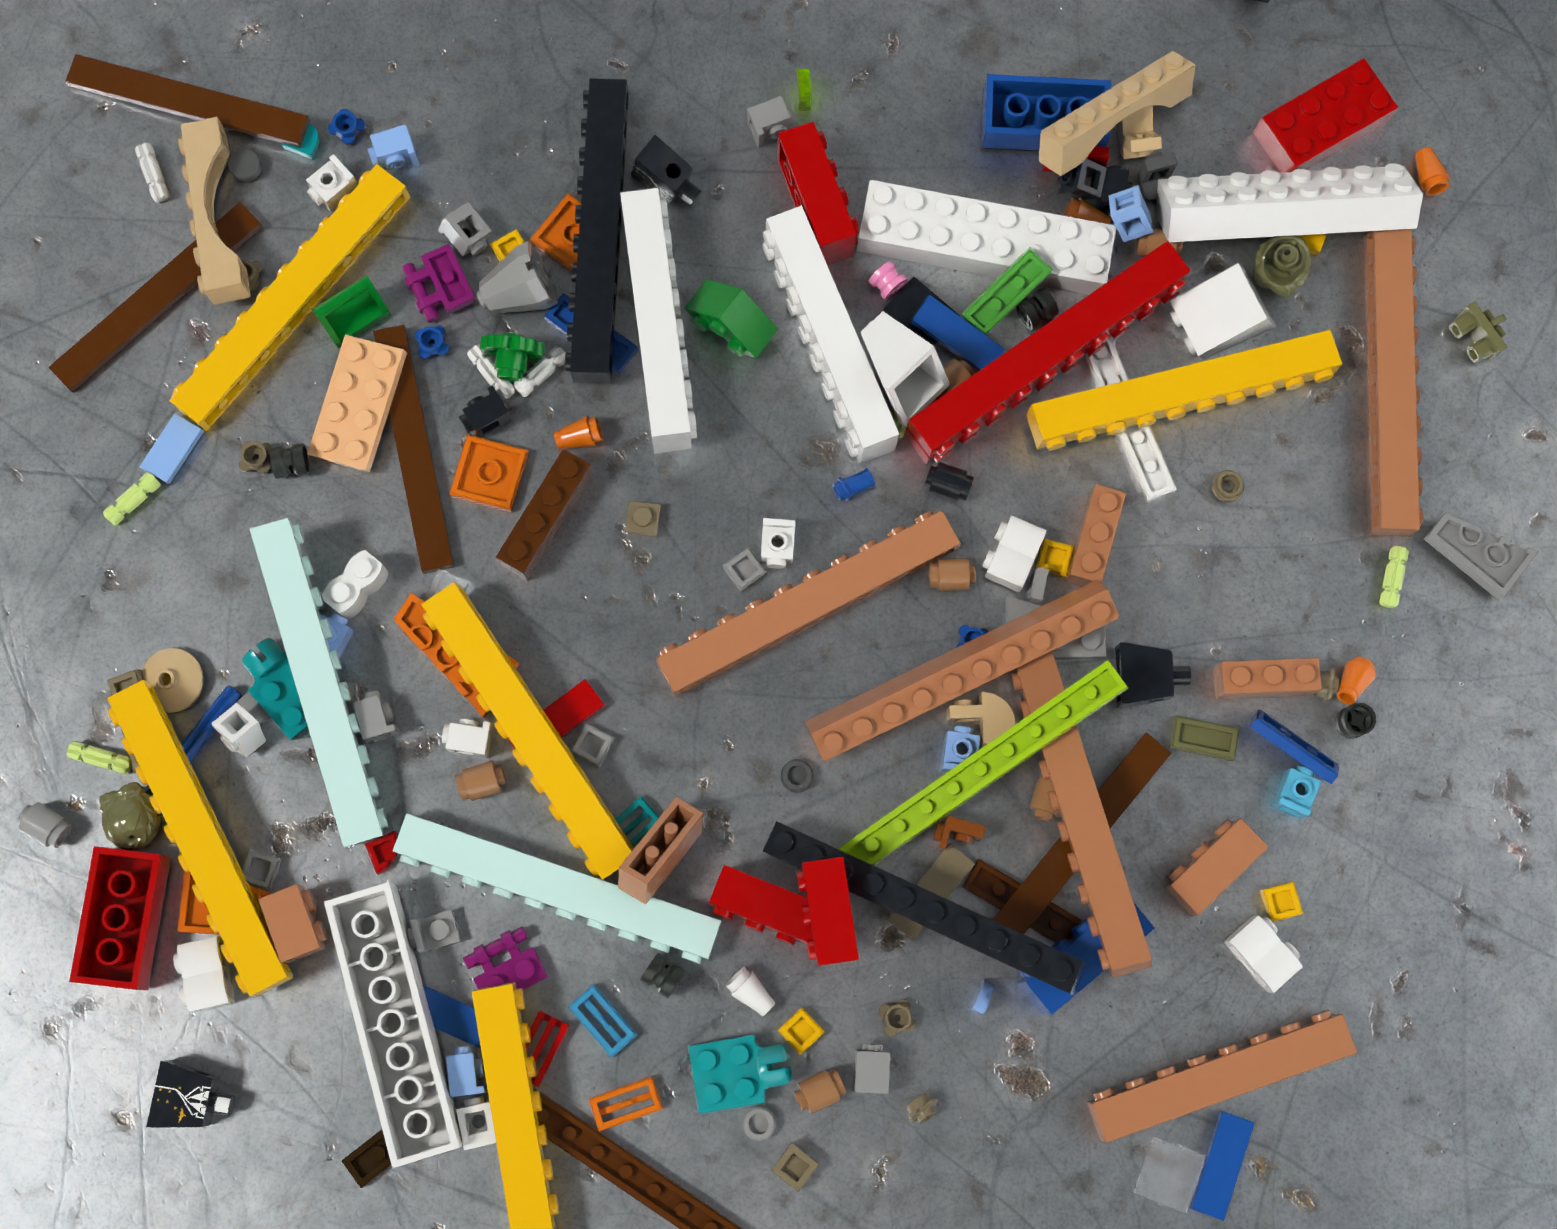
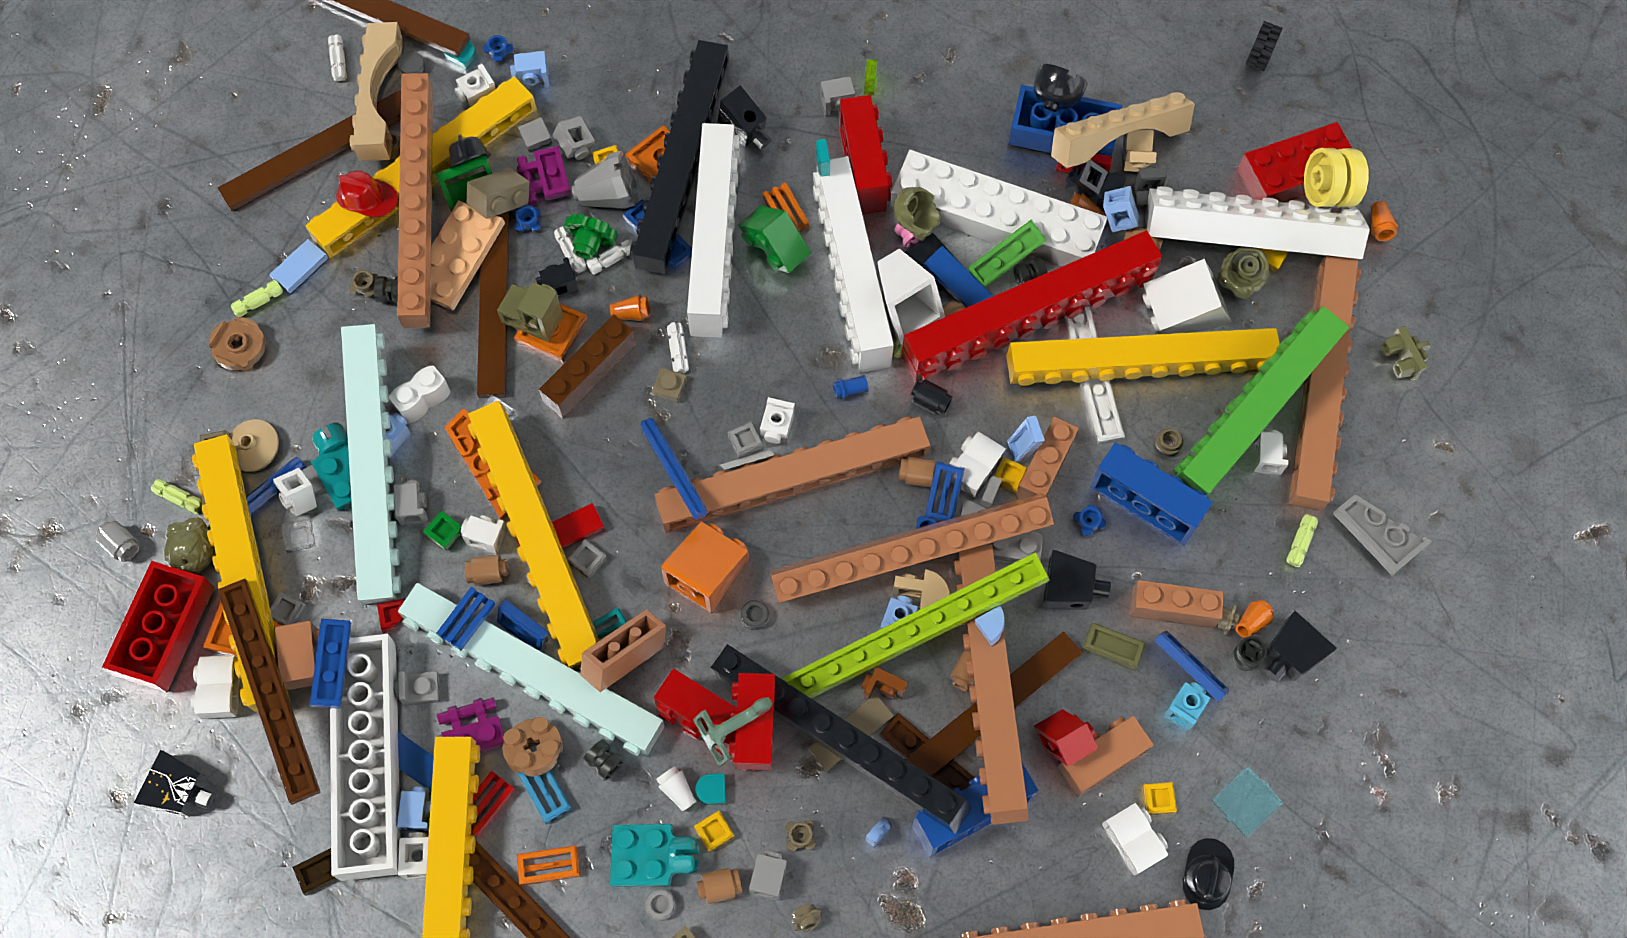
camera: 15 degrees right, 10 degrees down
(133, 575) = (244, 356): none -> medium nougat plate
(234, 350) = (365, 194): none -> red piece
(253, 778) = (298, 535): none -> clear tile
(270, 974) = (269, 692): none -> reddish brown tile
(296, 347) = (415, 201): none -> nougat brick
(333, 930) = (330, 663): none -> blue tile
(344, 276) = (466, 149): none -> black piece
(391, 319) = (497, 193): none -> dark tan brick
(416, 231) = (534, 134): none -> light grey tile
(420, 743) = (443, 530): none -> green plate
(465, 460) = (532, 310): none -> olive brick
(485, 820) = (456, 613): none -> blue tile
(537, 840) = (522, 626): none -> blue tile
(561, 971) = (527, 732): none -> medium nougat plate
(643, 472) = (677, 347): none -> white axle
(672, 624) = (674, 468): none -> blue axle
(719, 256) = (776, 192): none -> orange tile
(731, 730) = (705, 565): none -> orange slope
(752, 595) = (747, 459): none -> white sticker
(773, 215) = (822, 157): none -> teal tile
(789, 984) = (711, 789): none -> teal tile
(793, 935) = (718, 732): none -> sand green piece
(894, 260) = (916, 211): none -> olive hair
(988, 568) = (934, 488): none -> blue tile
(1034, 76) = (1058, 88): none -> black cylinder
(1068, 517) = (1025, 440): none -> light blue tile
(1071, 749) = (991, 624): none -> light blue tile
(1162, 595) = (1094, 514): none -> blue plate
(1172, 856) = (1066, 737): none -> red brick
(1220, 556) = (1150, 493): none -> blue brick
(1327, 428) = (1262, 400): none -> bright green brick
(1343, 479) = (1270, 453): none -> white brick
(1347, 974) = (1208, 874): none -> black piece
(1375, 135) = (1336, 177): none -> light yellow wheel
(1376, 887) = (1247, 802): none -> clear light blue piece
(1406, 705) = (1296, 649): none -> black torso

